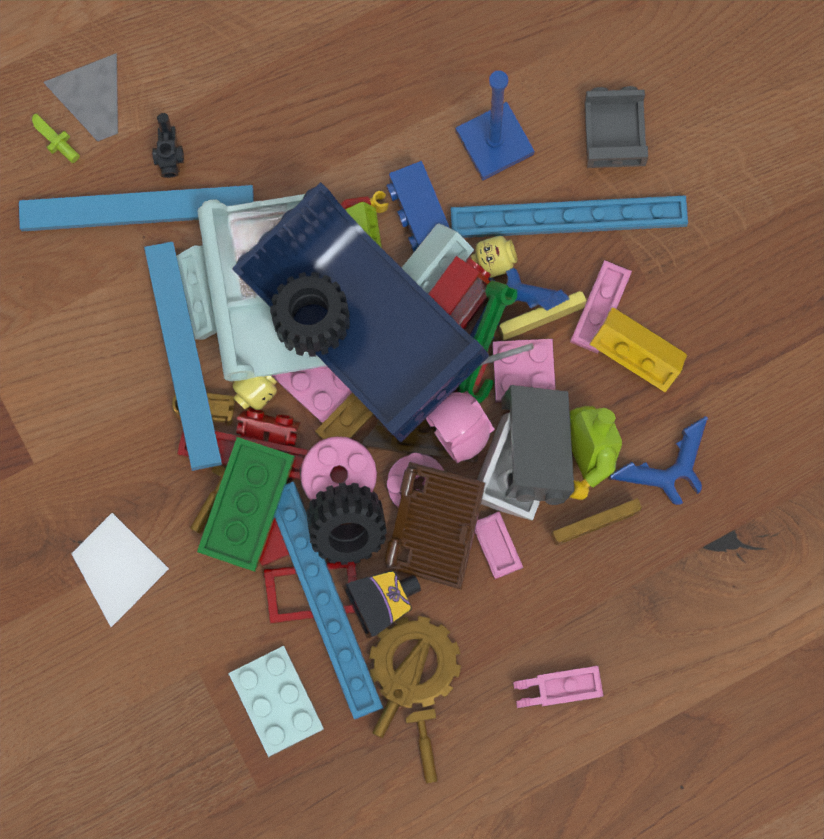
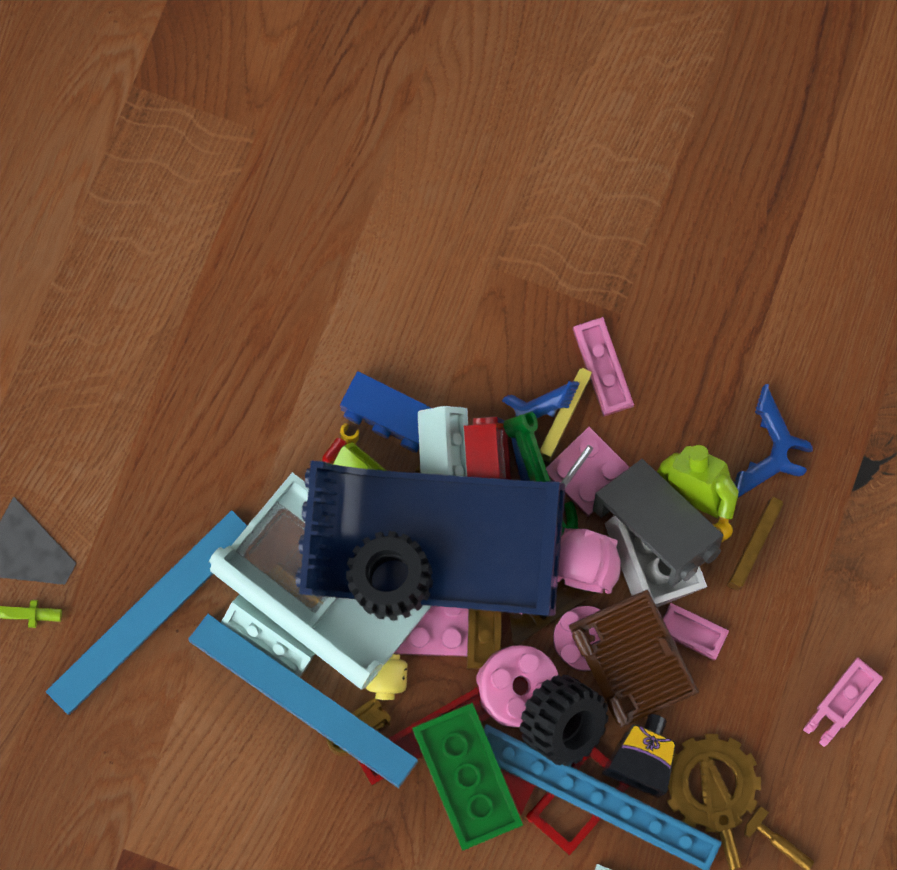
camera: 50 degrees left, 0 degrees up
(167, 153) = (137, 544): black piece -> none
(203, 515) = (432, 799): pearl gold piece -> none
(256, 423) = (412, 701): red hinge -> none
(495, 137) = (397, 300): blue tile -> none
(495, 255) = (484, 398): light yellow head -> none
(570, 216) = (512, 315): dark azure tile -> none
(615, 128) = (486, 211): dark grey panel -> none
(639, 349) = (666, 375): yellow panel -> none

